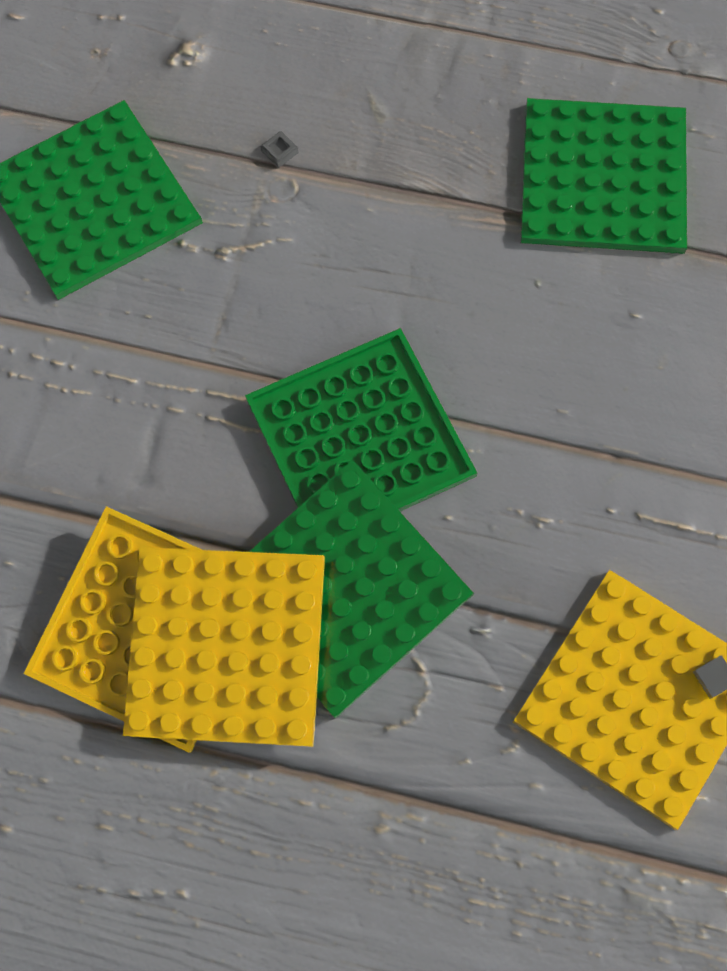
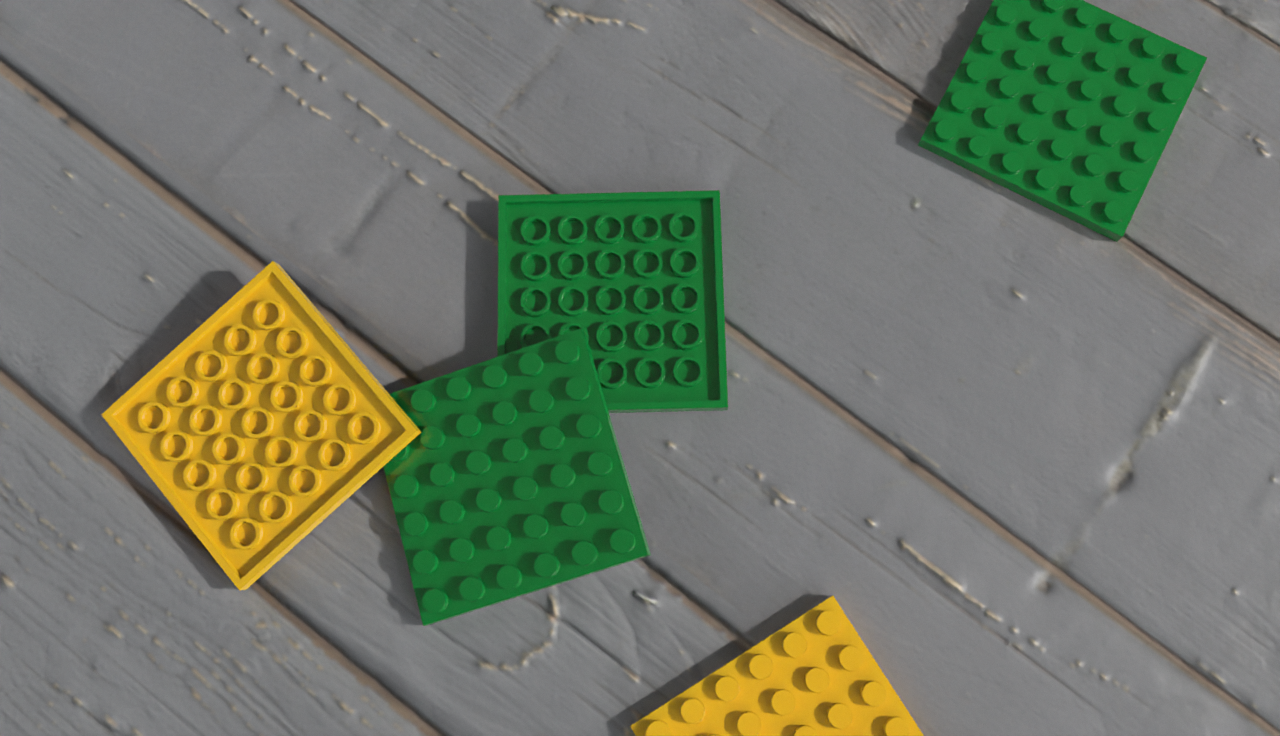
camera: 25 degrees right, 5 degrees up
(225, 646) = (332, 488): yellow plate -> none

